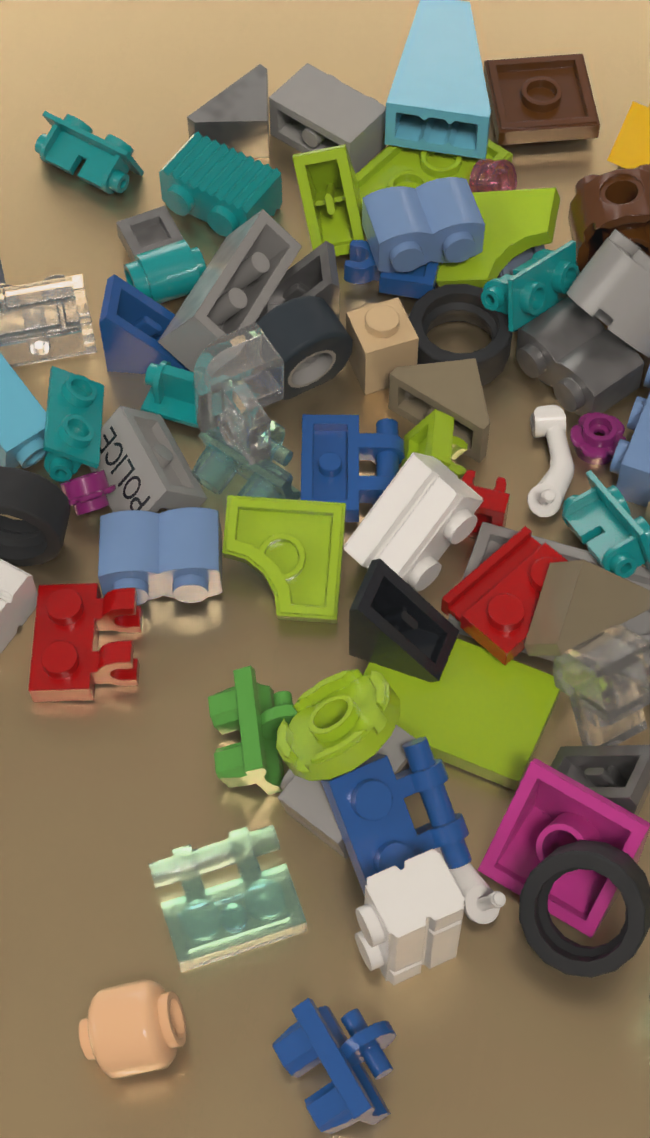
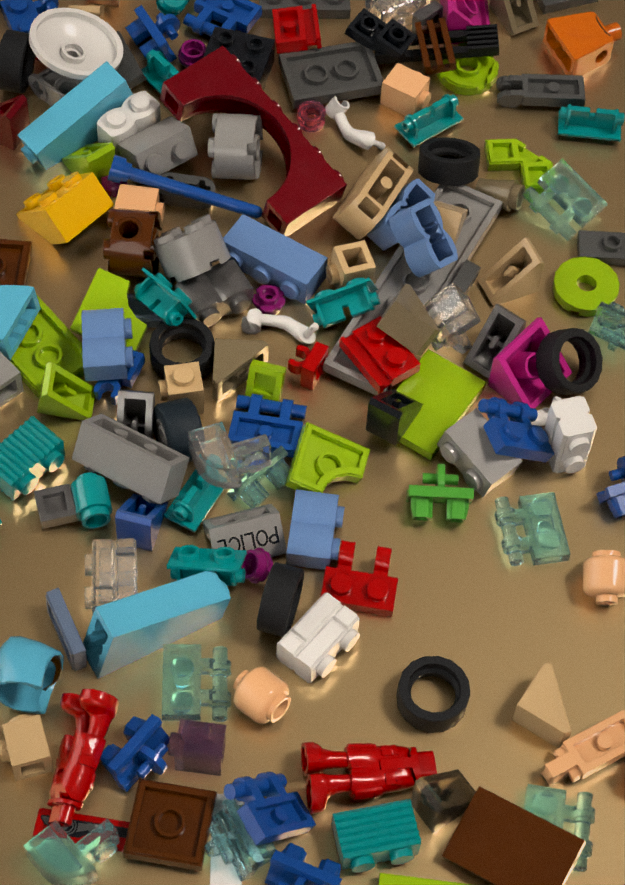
camera: 85 degrees left, 0 degrees up
(338, 725) = (486, 444): lime tile -> none
(416, 521) = (329, 390): white brick -> none
(493, 176) = (63, 307): clear pink bush -> none

